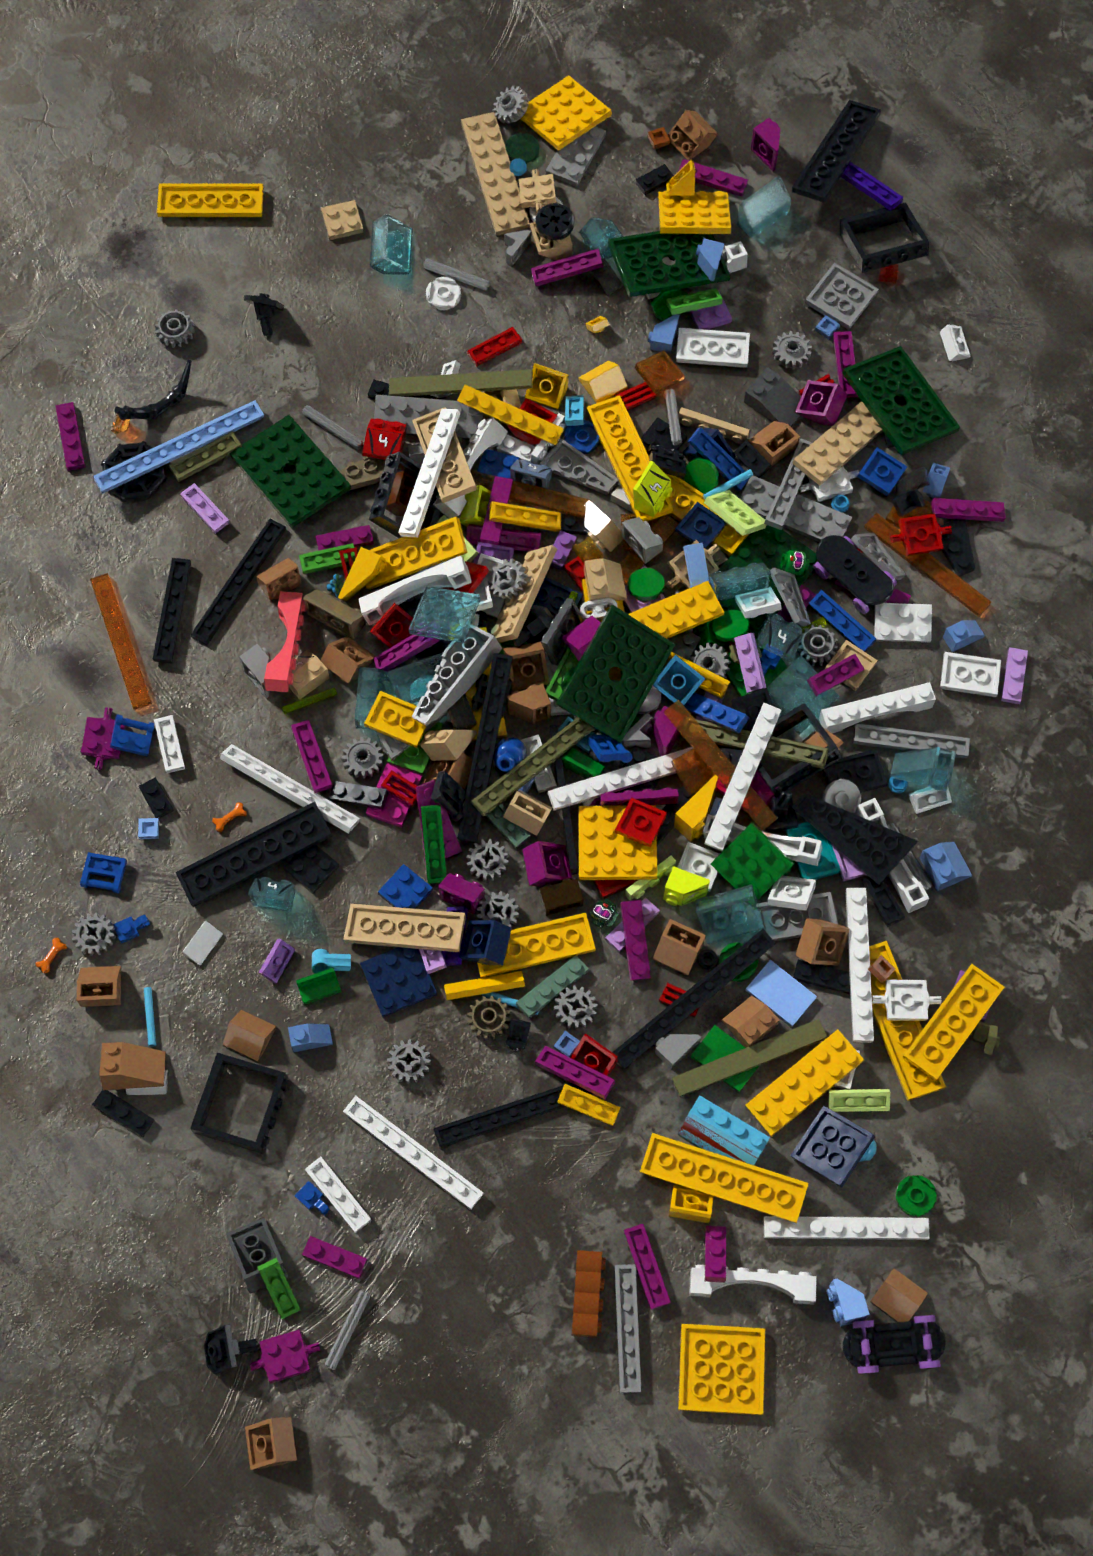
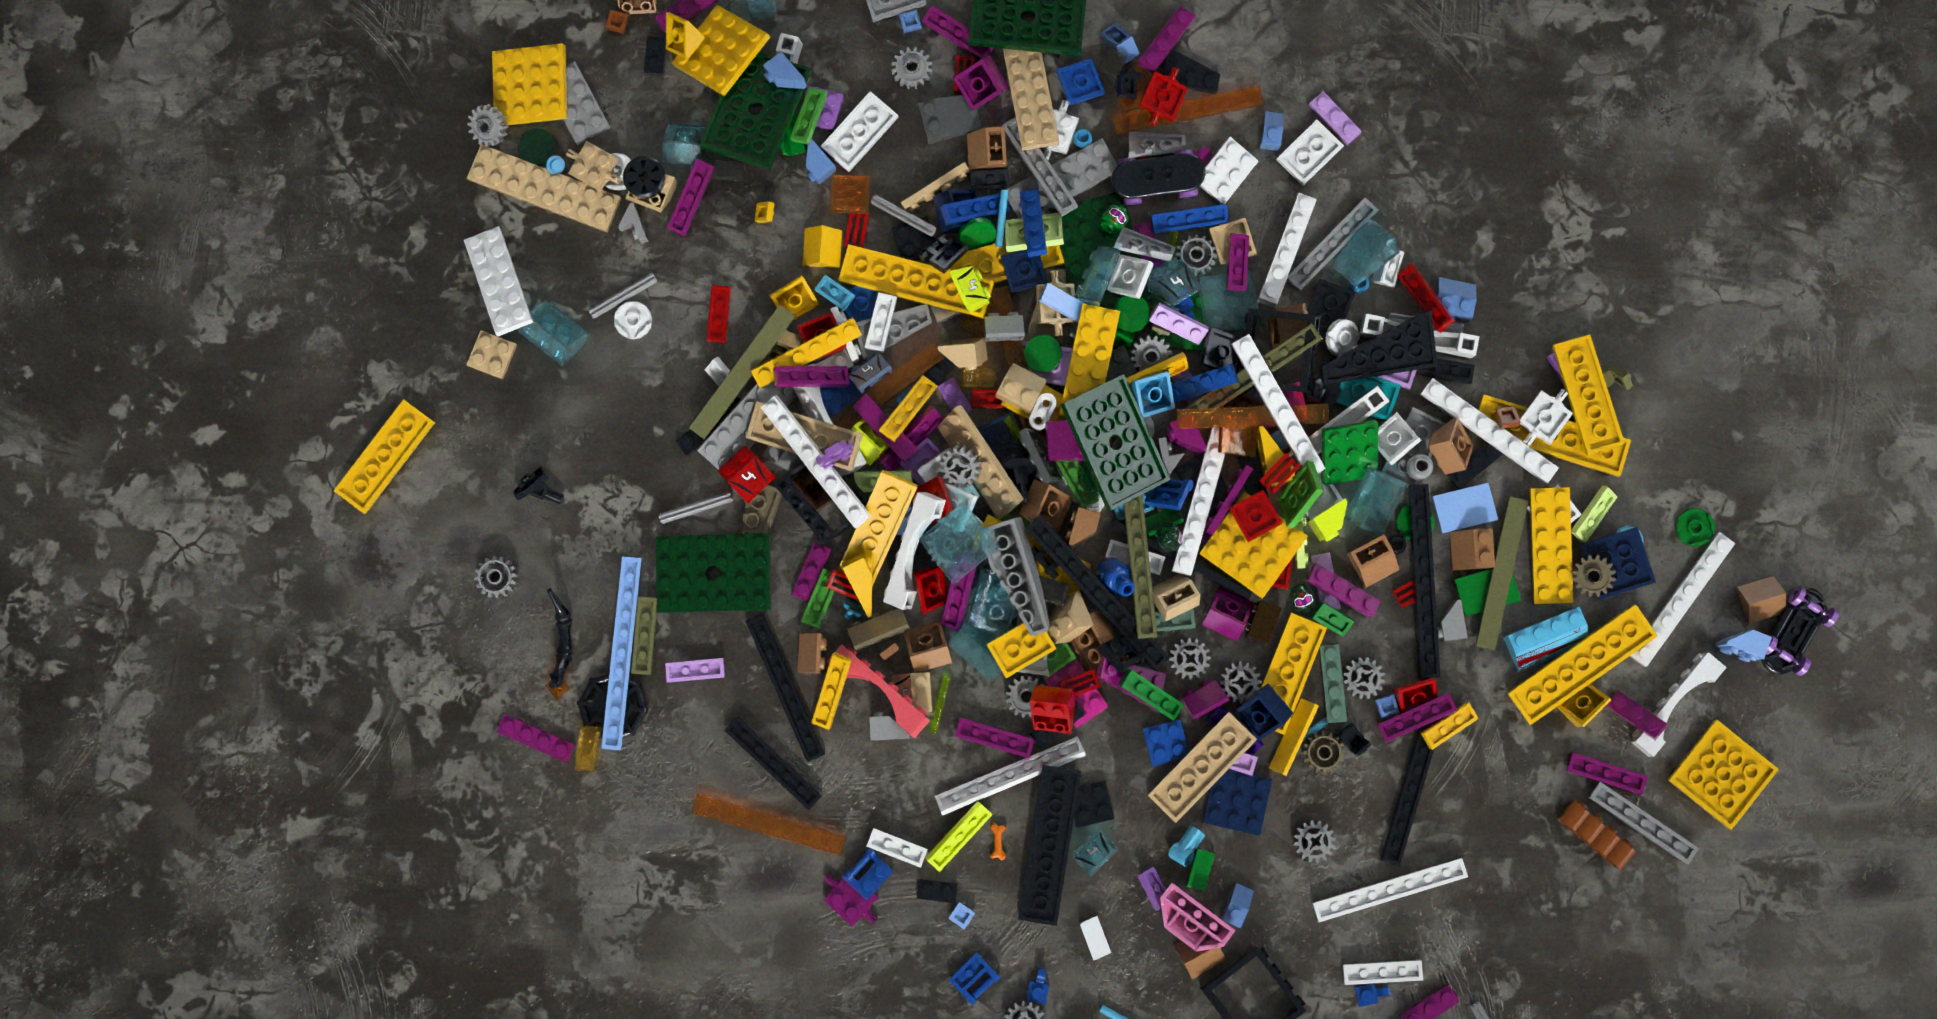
camera: 50 degrees left, 15 degrees up
(82, 473) = (588, 749): none -> clear yellow slope
(211, 782) = (958, 836): none -> neon yellow plate
(259, 610) = (831, 690): none -> yellow tile
(269, 1002) = (1192, 921): none -> bright pink wedge
(323, 634) = (889, 651): none -> medium nougat tile
(365, 776) = (1052, 709): none -> red slope
(399, 184) = (498, 281): none -> white plate
(443, 473) = (834, 453): none -> medium lavender plate
(494, 429) = (811, 376): none -> magenta plate
(572, 769) = (1169, 537): none -> clear green head
(577, 454) = (880, 322): none -> white plate
(605, 948) = (1332, 618): none -> green plate
(681, 844) = (1300, 494): none -> bright green plate
(687, 806) = (1268, 485): none -> red tile
(741, 504) = (1033, 222): none -> blue plate
(788, 922) = (1425, 468): none -> light grey head
(815, 1136) = (1586, 582): none -> dark tan gear
(927, 837) = (1425, 297): none -> red tile

